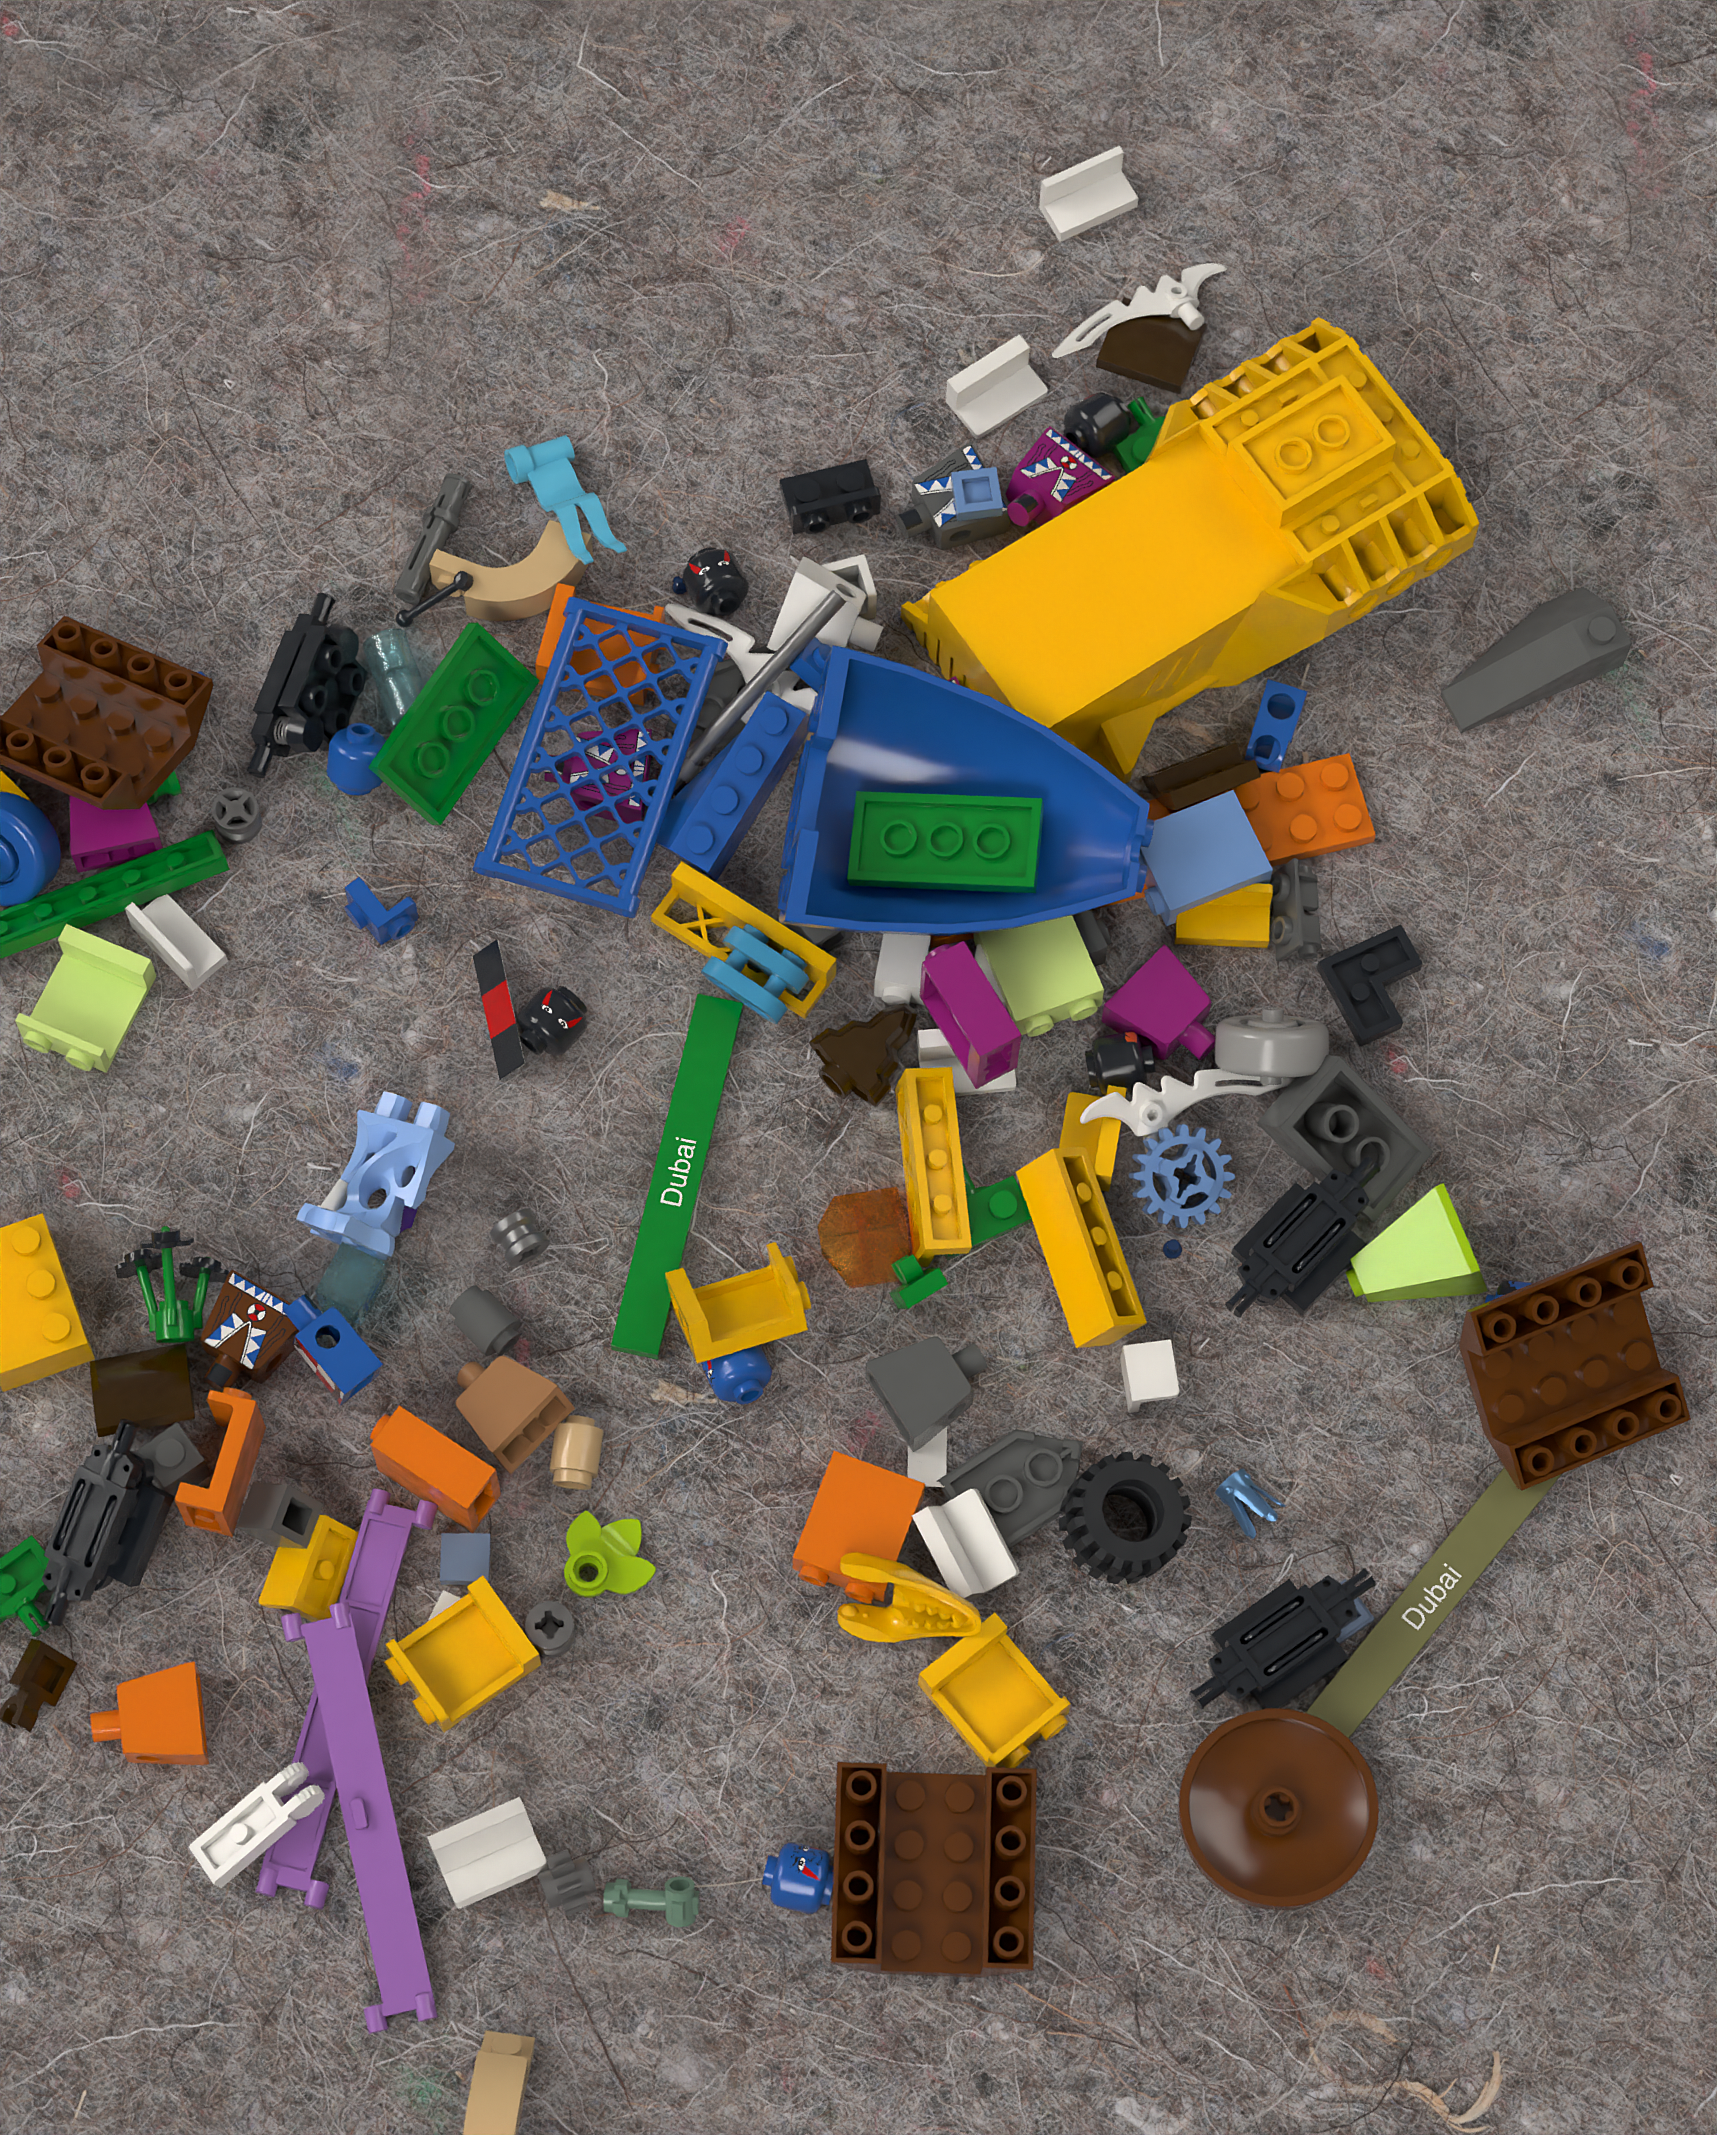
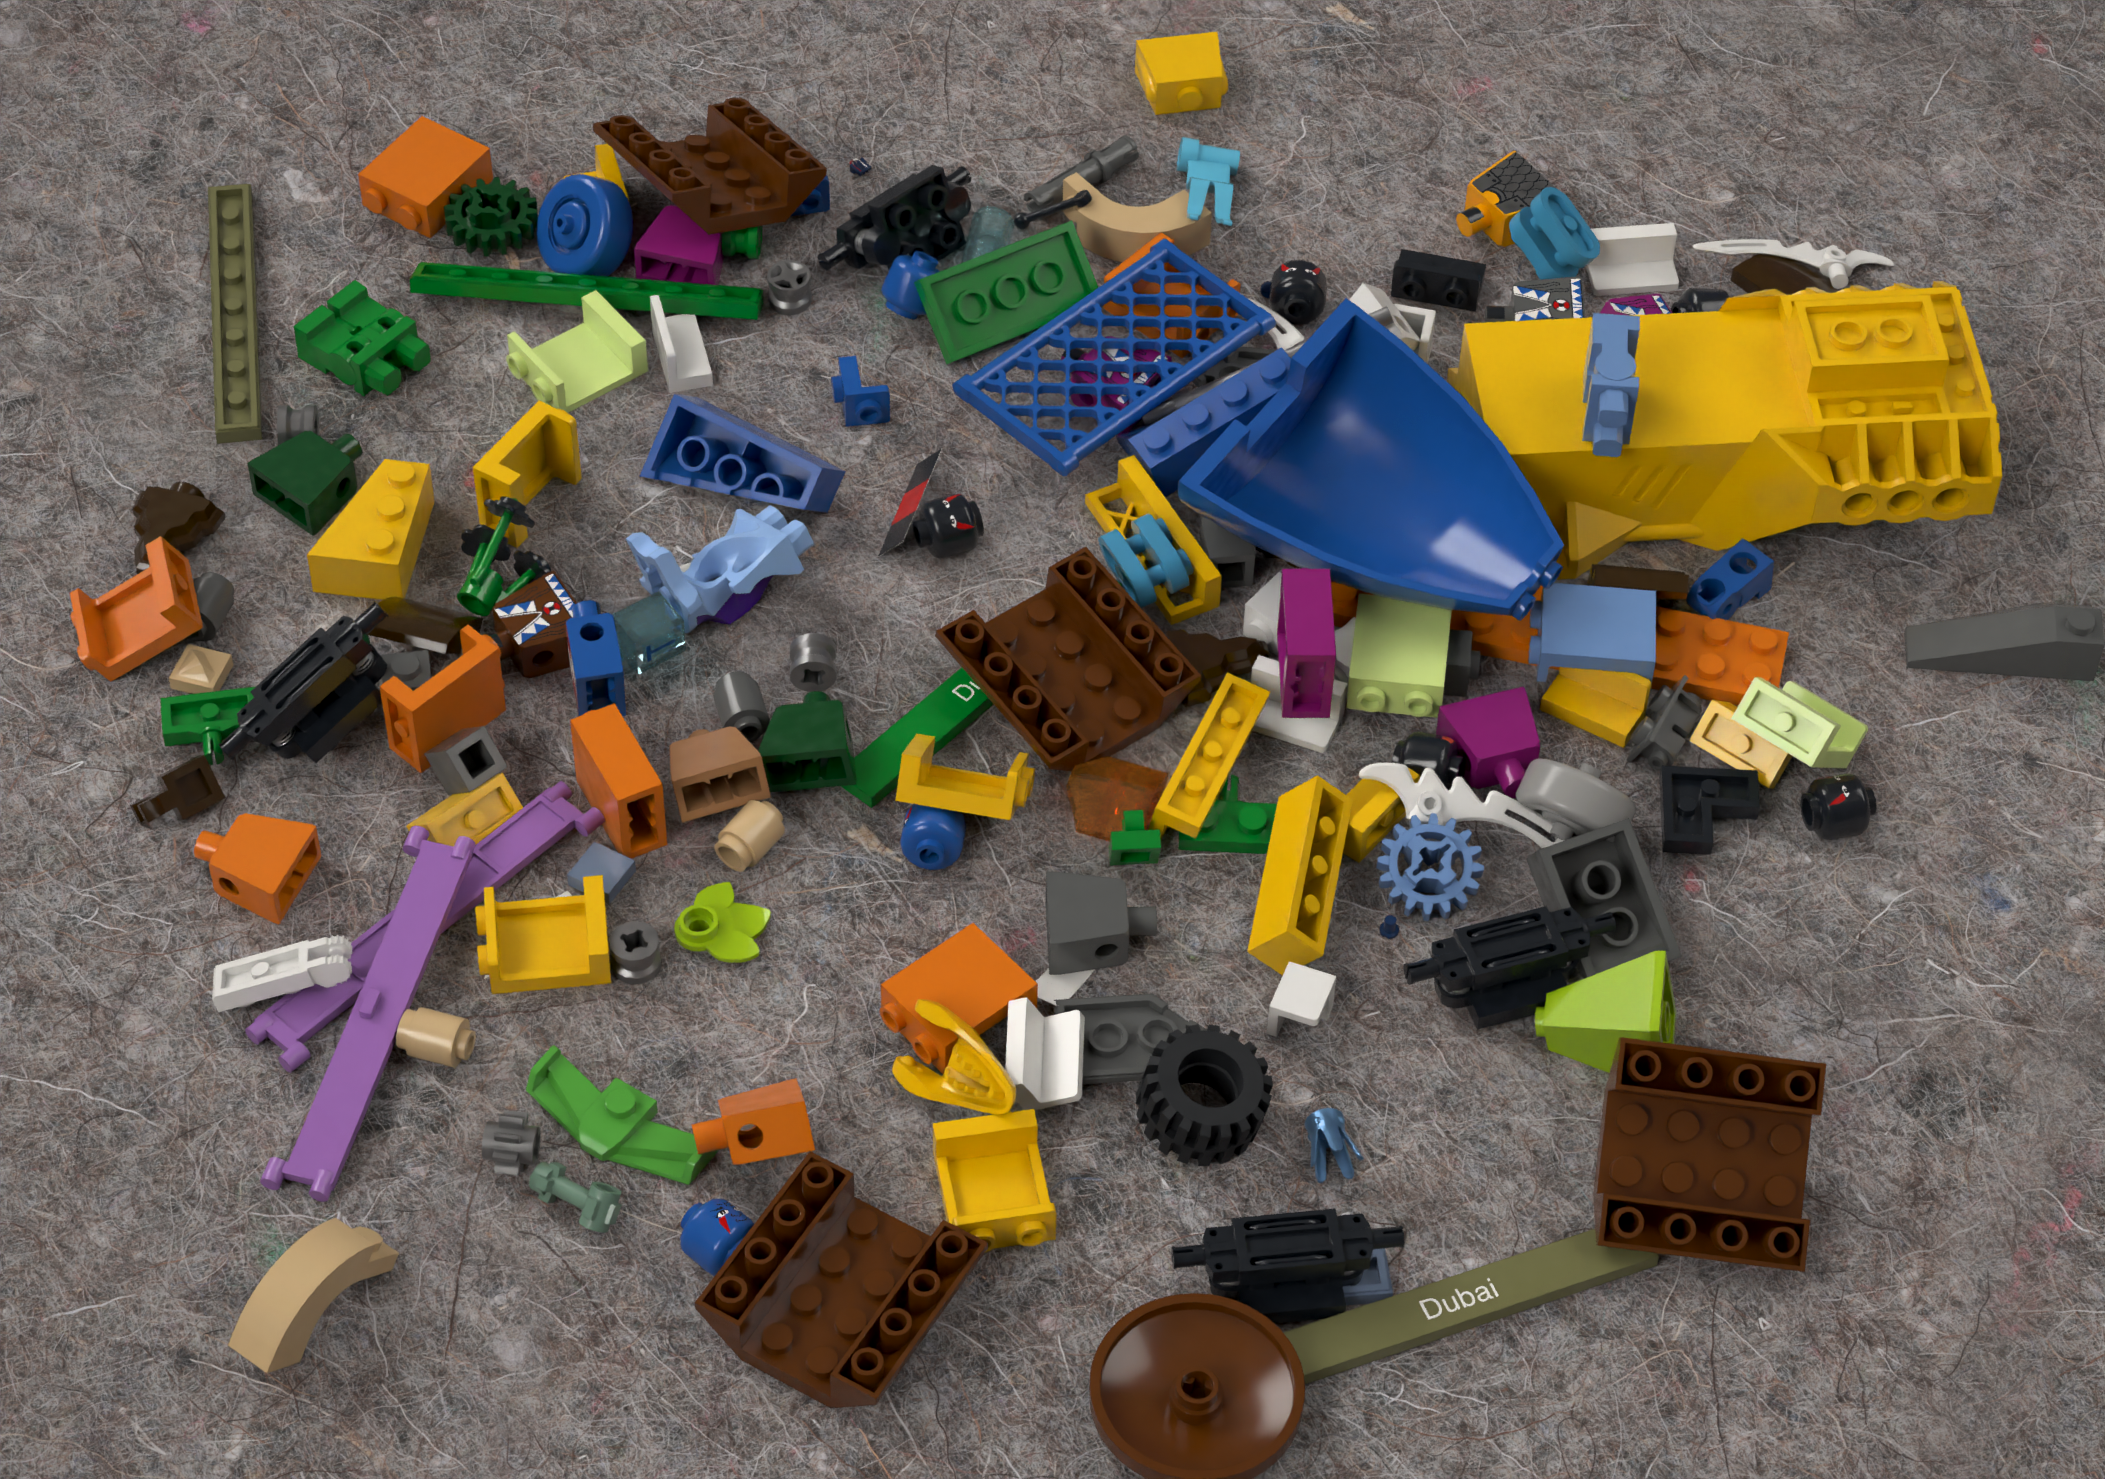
camera: 30 degrees right, 20 degrees down
(133, 1125) = (525, 460): none -> yellow panel
(210, 629) = (859, 167): none -> dark blue piece
(317, 1045) = (729, 456): none -> blue wedge
(431, 1810) = (435, 1036): none -> tan brick
(457, 364) = (1181, 72): none -> yellow torso
(488, 1853) = (459, 1085): white panel -> none
(575, 1332) = (808, 745): none -> dark green torso
(636, 1808) = (614, 1122): none -> bright green plate
(758, 1127) = (1074, 665): none -> reddish brown slope
(774, 1753) = (778, 1122): none -> orange torso
(851, 374) = (1498, 196): none -> torso
(921, 406) = (1554, 235): none -> dark azure brick
(946, 842) = (1369, 518): green plate -> none
(976, 494) = (1562, 303): medium blue tile -> none
(1087, 194) = (1798, 162): white panel -> none
(1114, 617) = (1610, 382): none -> medium blue hips
(1373, 892) = (1738, 744): none -> yellow panel
(1420, 864) = (1800, 723): none -> yellowish green panel
(1485, 926) = (1837, 806): none -> black head

